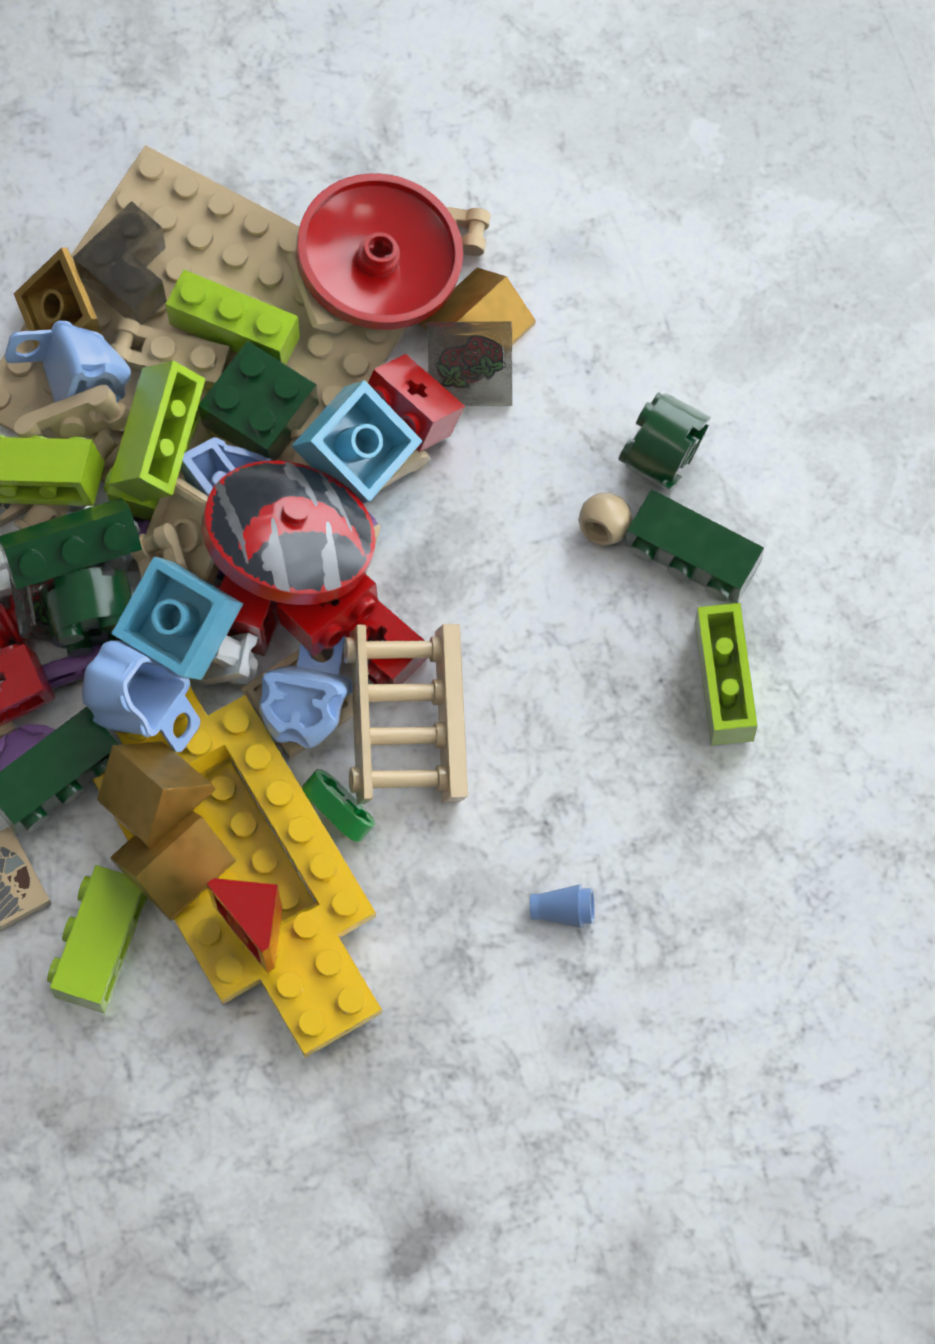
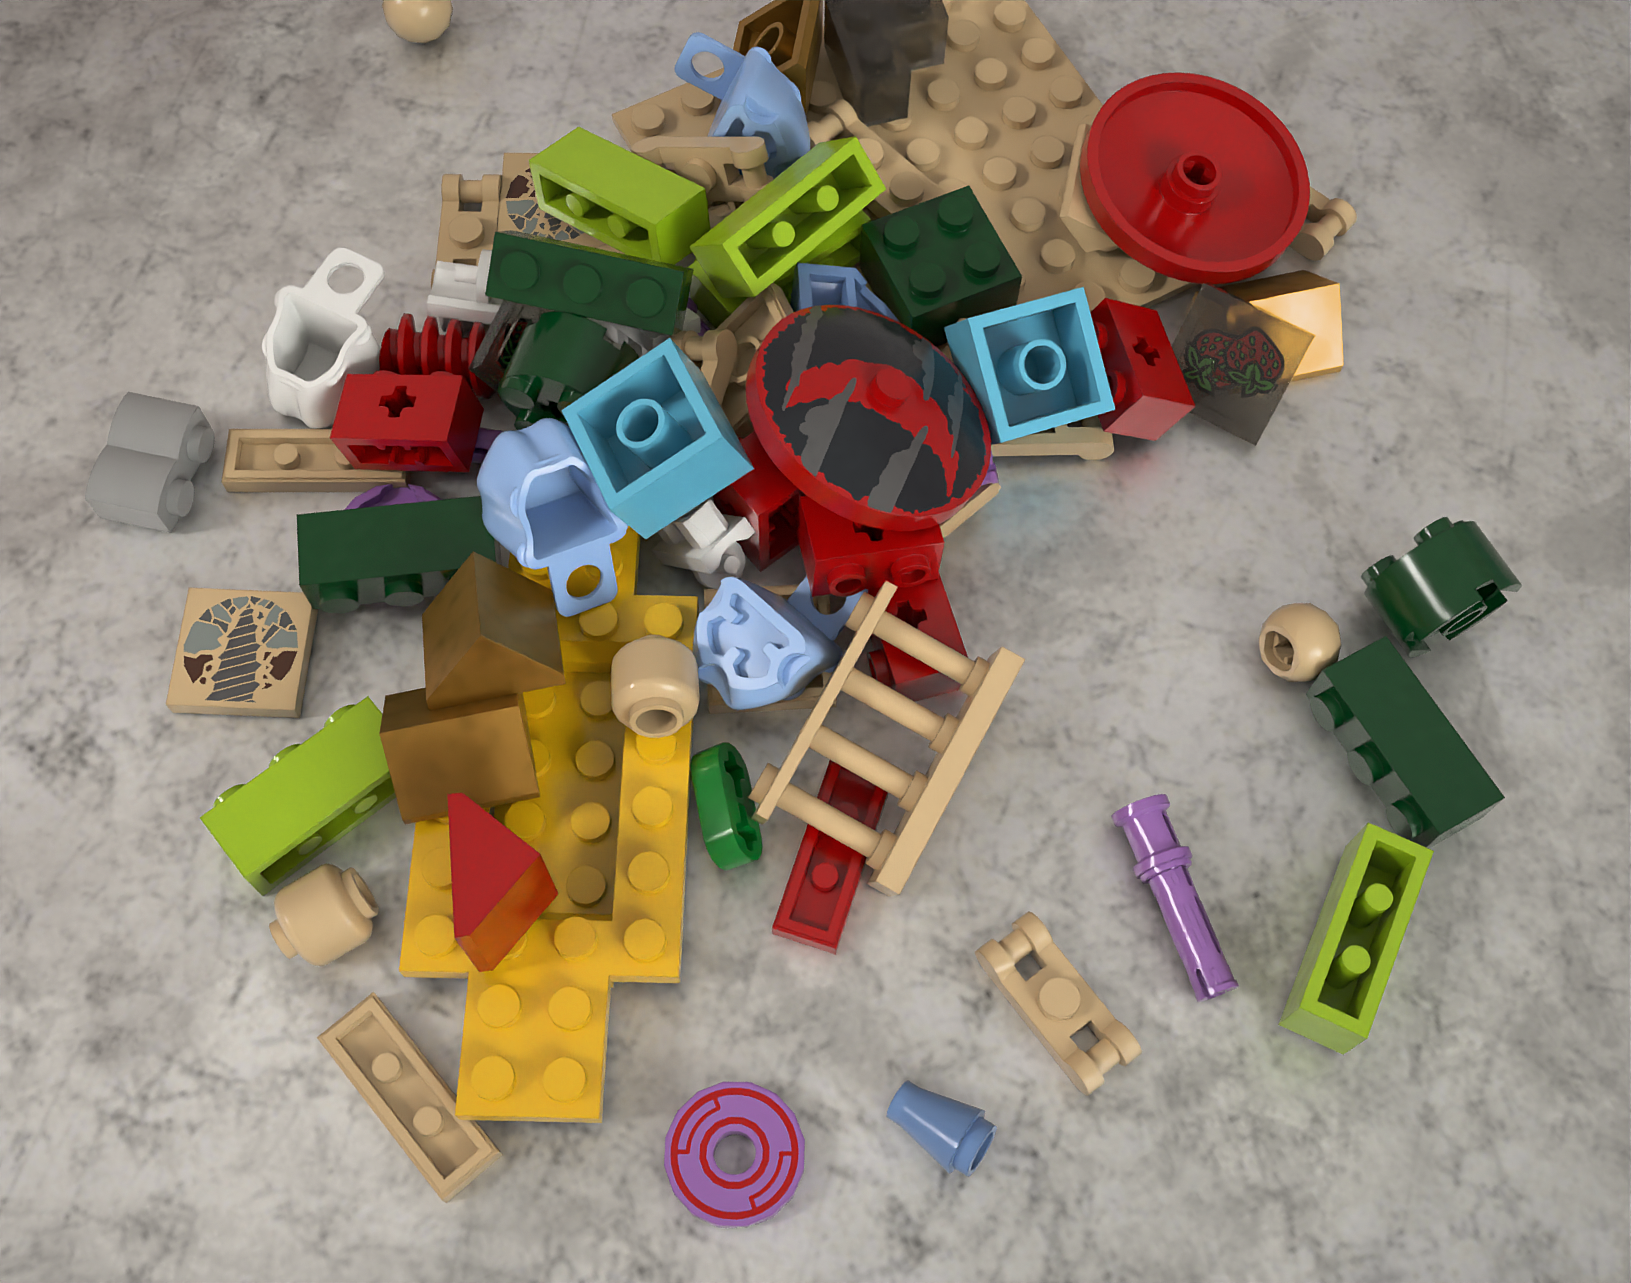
camera: 30 degrees right, 5 degrees down
(154, 998) = (323, 915): none -> tan head
(231, 317) = (960, 148): lime brick -> none
(263, 761) = (654, 686): none -> tan head
(266, 1065) = (409, 1097): none -> tan tile
(415, 808) = (826, 870): none -> red tile
(468, 962) = (734, 1198): none -> medium lavender tile
(586, 805) = (1057, 1004): none -> tan plate
(602, 695) = (1164, 866): none -> medium lavender pin

